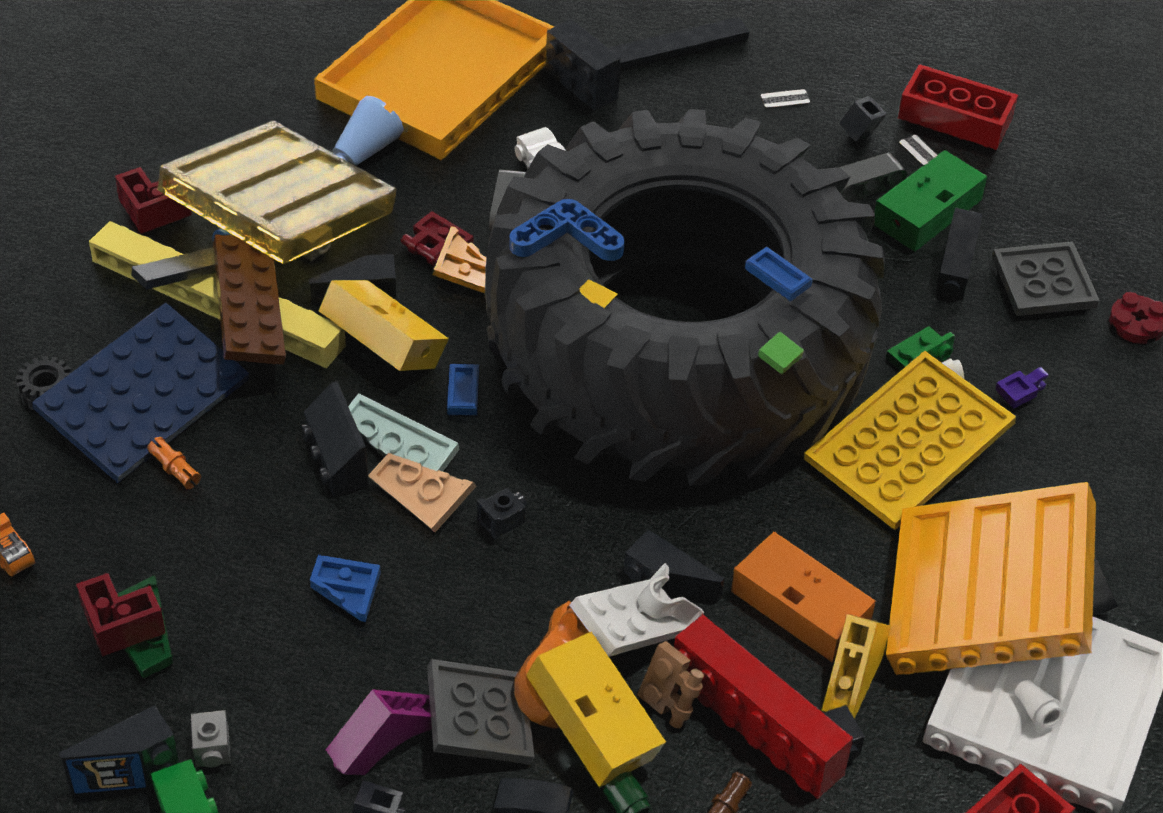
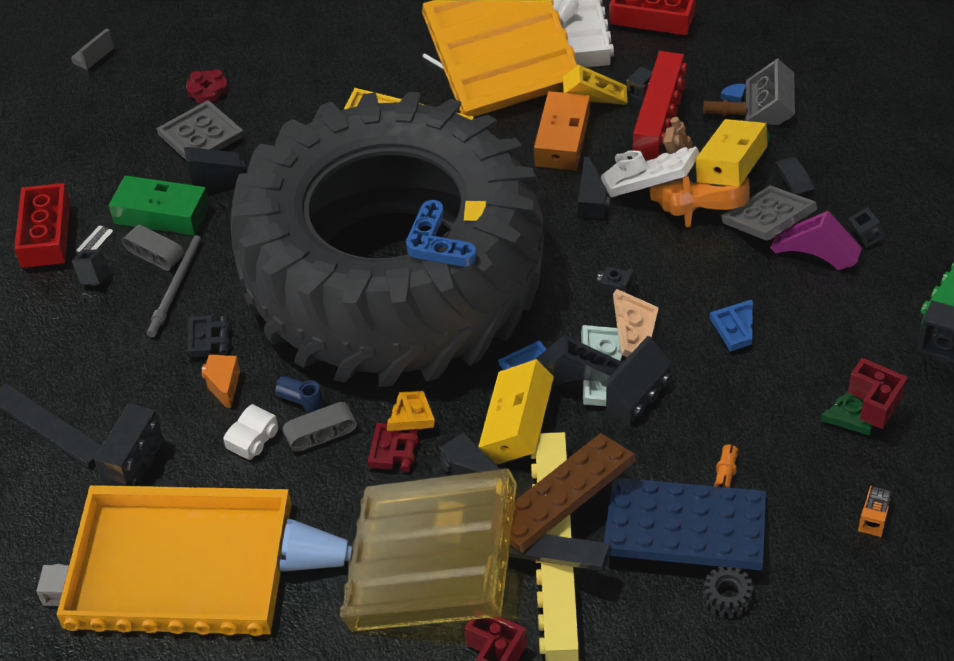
camera: 115 degrees left, 0 degrees up
(210, 738) = (897, 319): light grey brick -> none
(396, 391) = (574, 361): none -> black arch
(778, 273) = (392, 130): blue tile -> none
(780, 353) = (461, 104): bright green tile -> none
(785, 98) = (75, 335): sticker -> none
(1020, 388) = (307, 108): dark purple plate -> none

